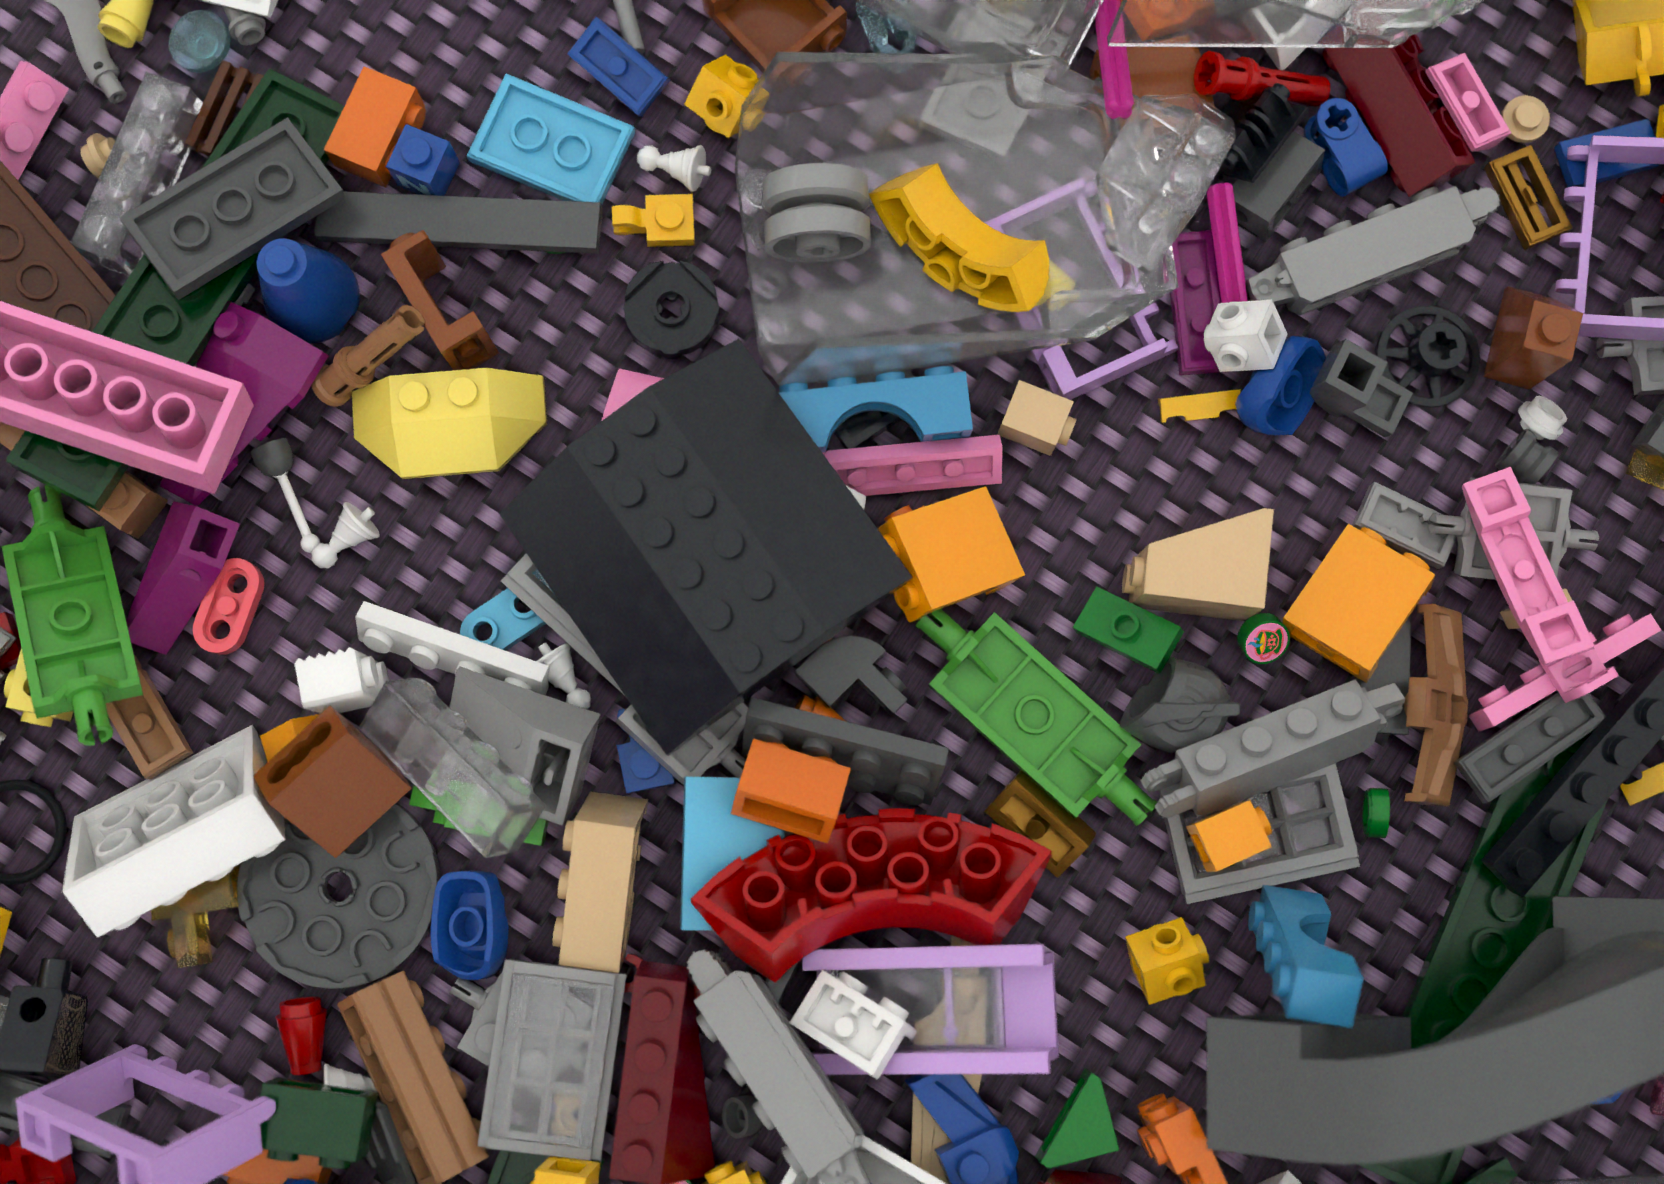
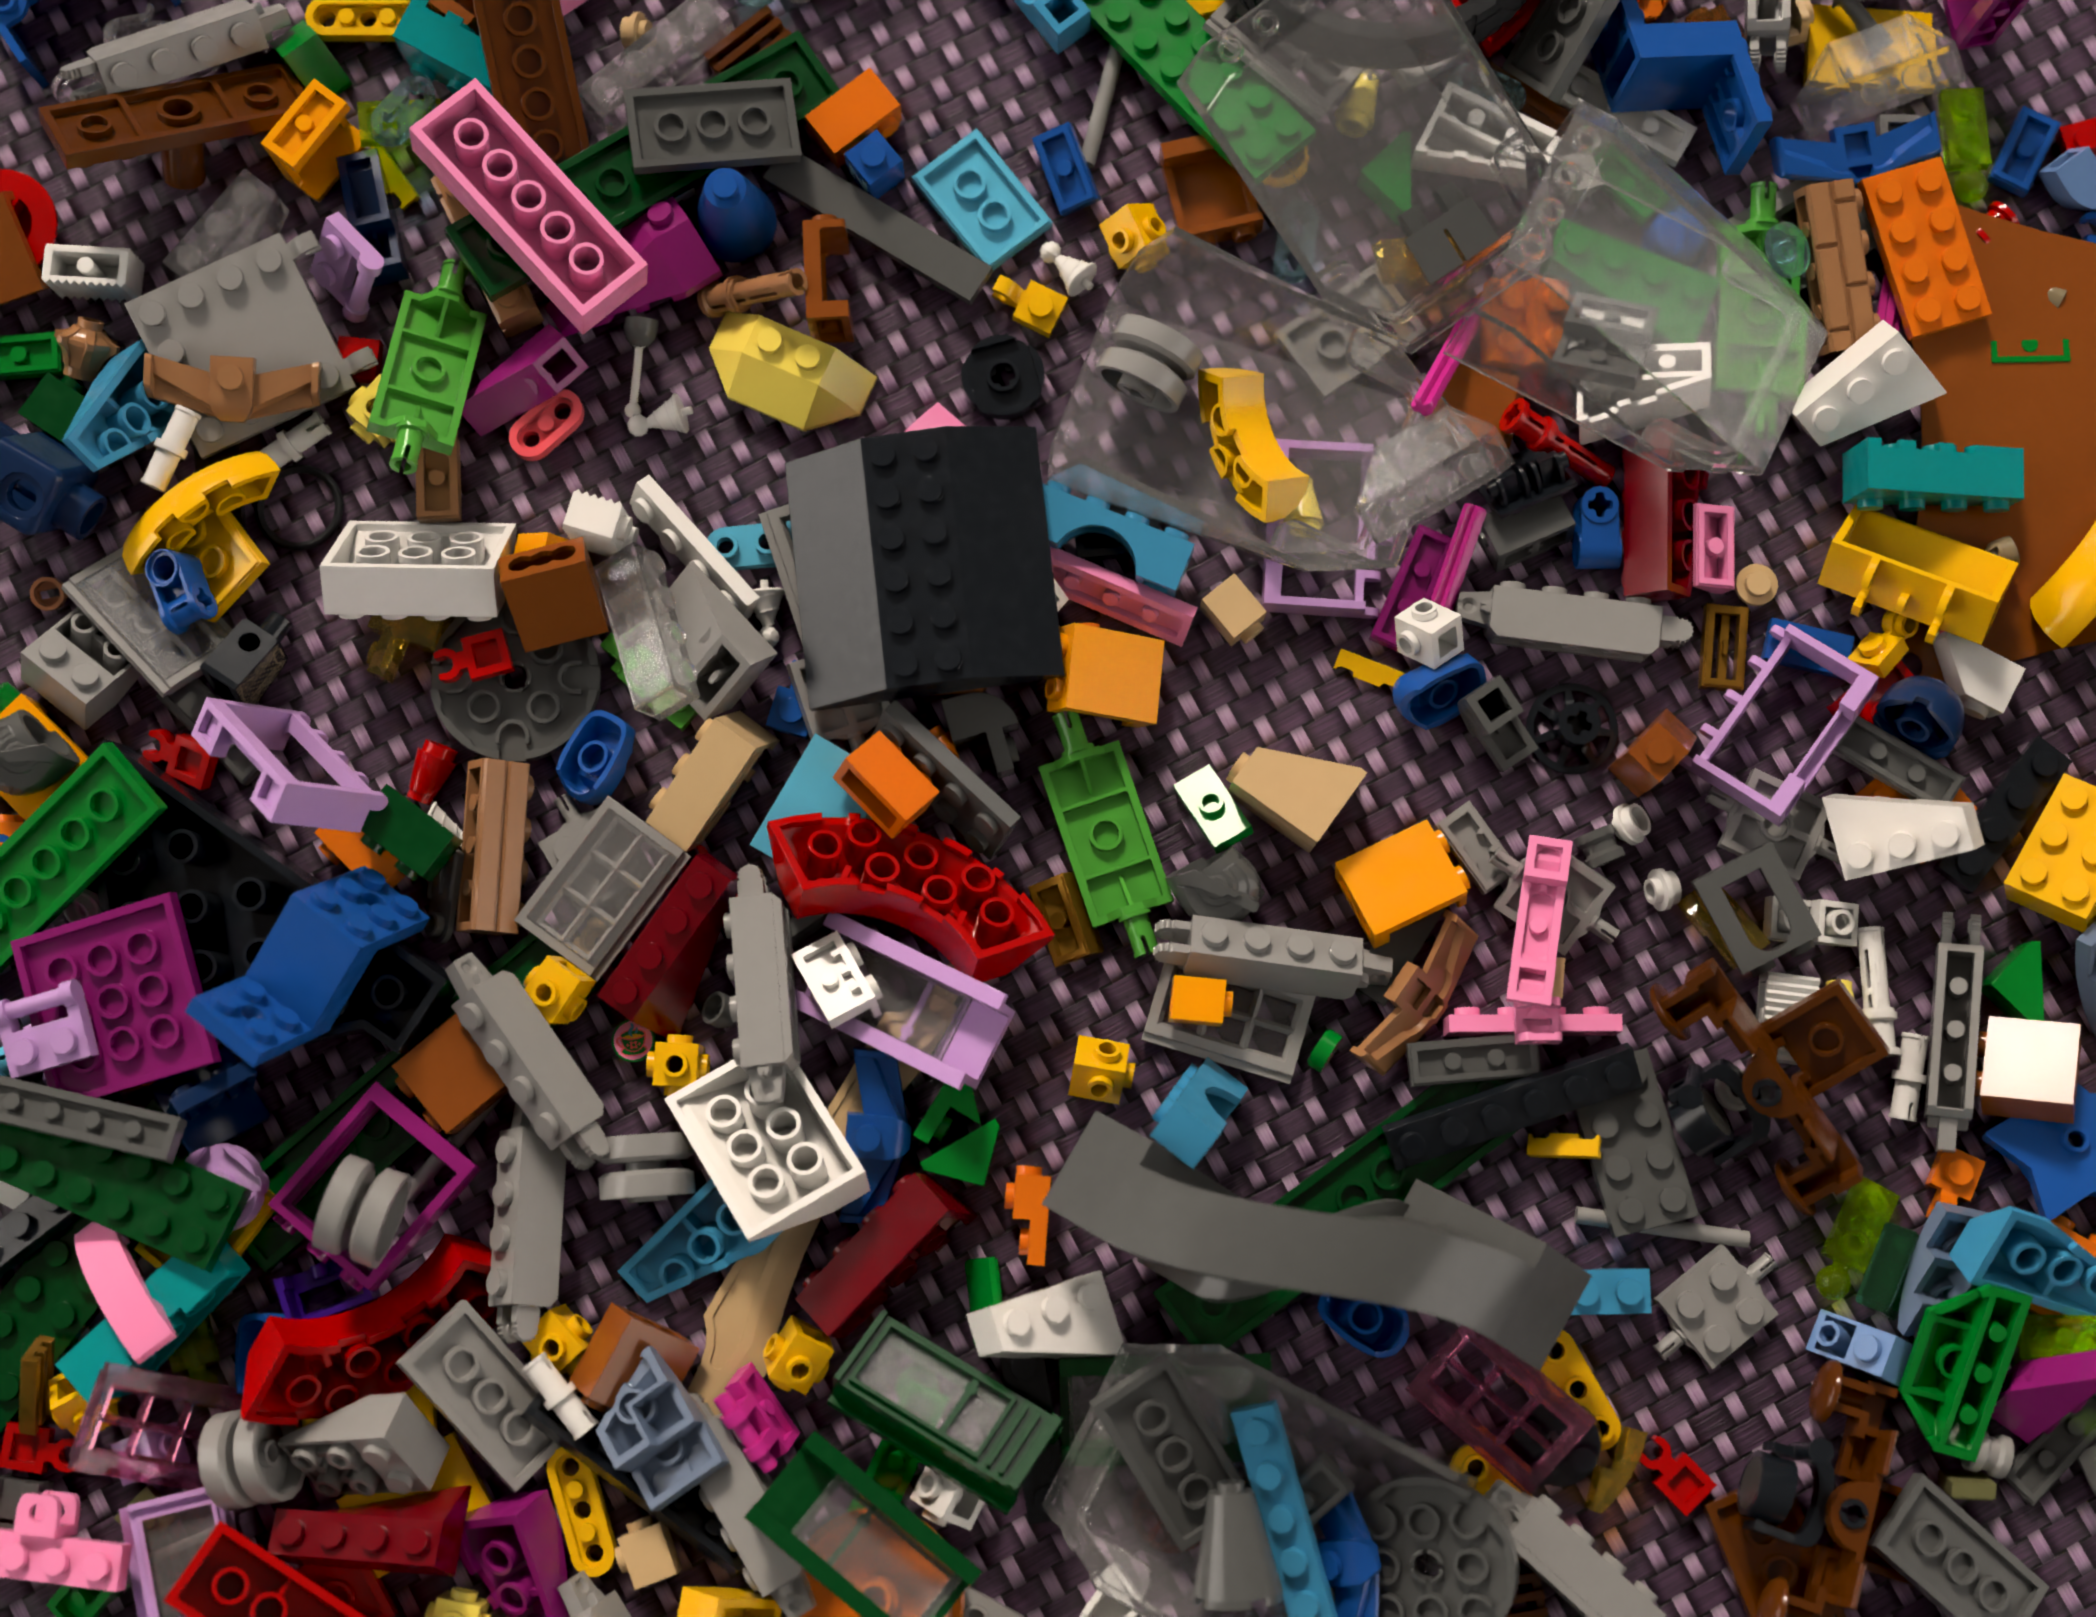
camera: 30 degrees right, 0 degrees up
(290, 886) = (482, 655): none -> red plate
(1029, 1106) = (936, 1120): none -> green slope
(1263, 638) = (1314, 872): tile -> none
(1610, 466) = (1662, 889): none -> white plate

